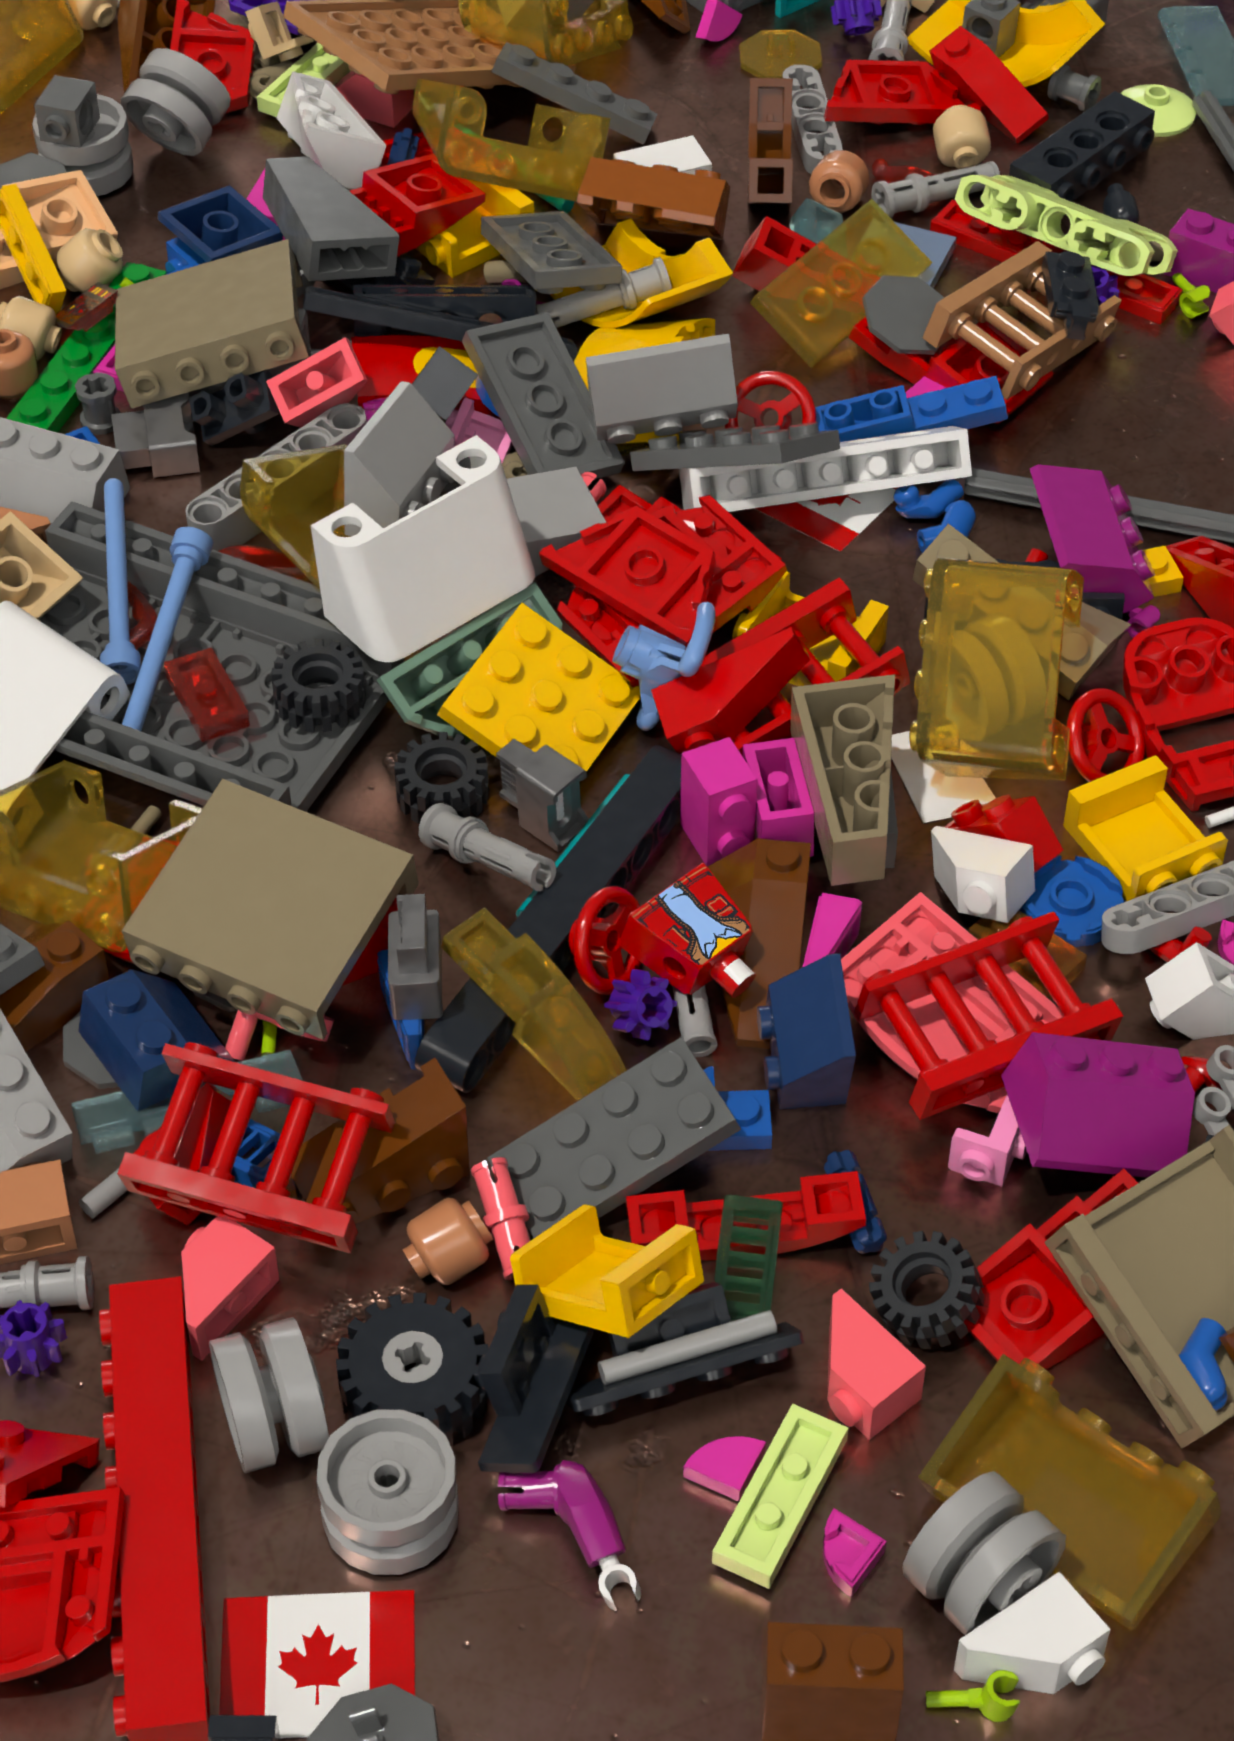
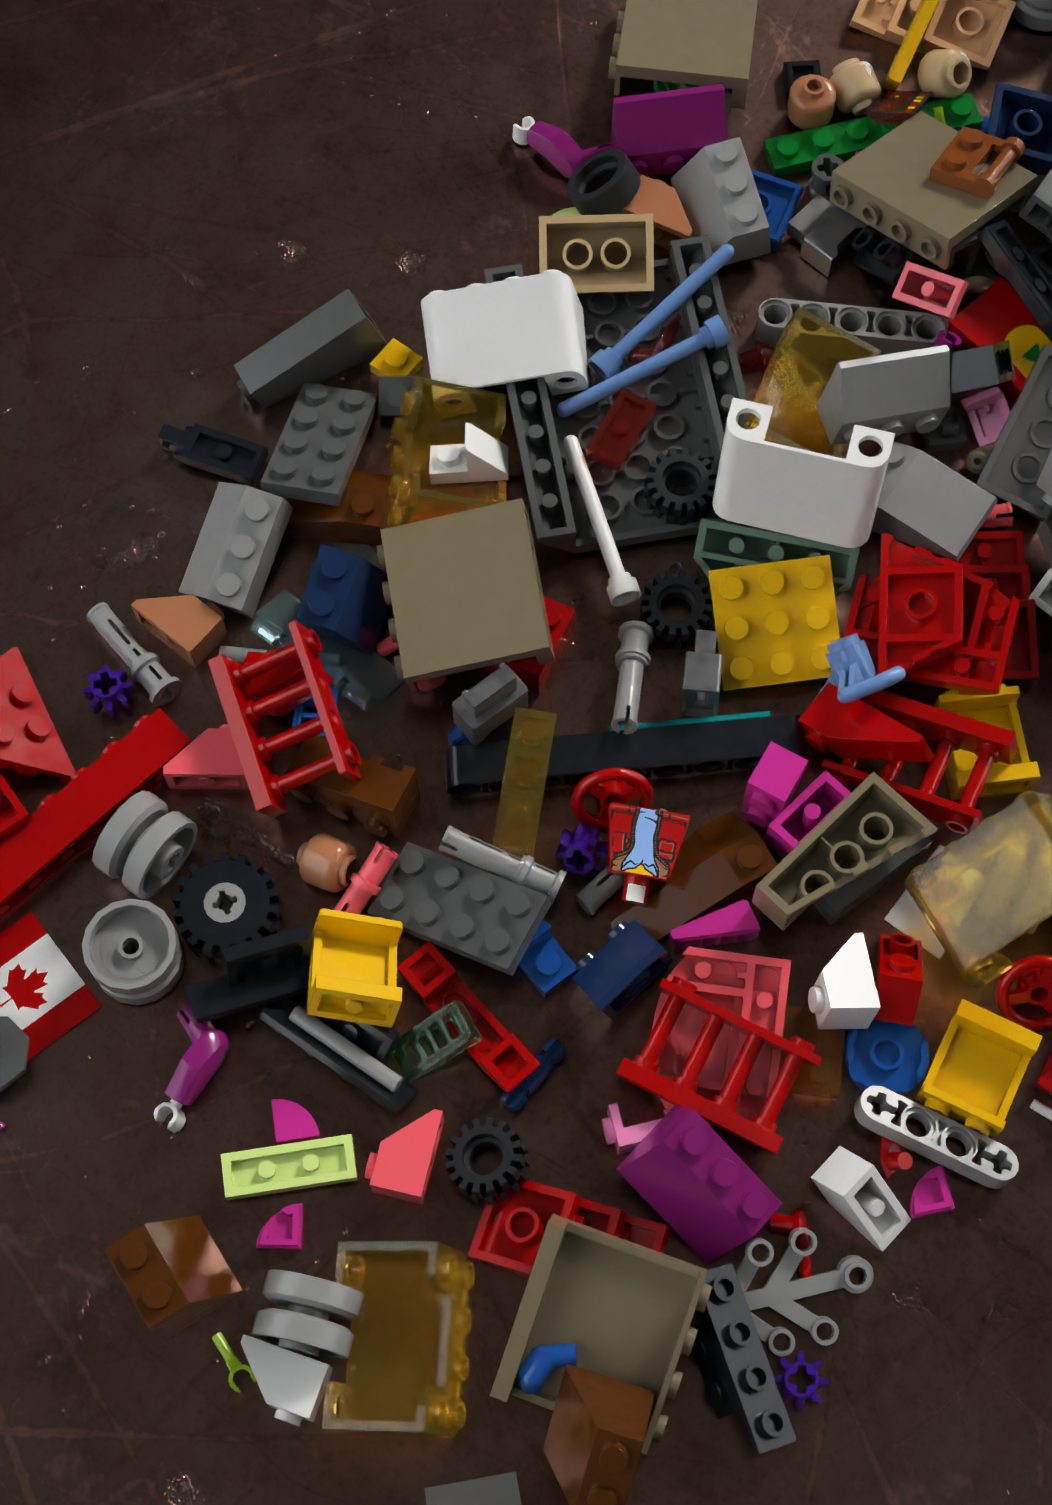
camera: 55 degrees right, 20 degrees up
(104, 826) = (477, 460): none -> white slope
(216, 275) = (967, 155): none -> dark orange plate
(379, 797) = (622, 587): none -> white piece
(592, 1073) = (501, 863): none -> light grey pin

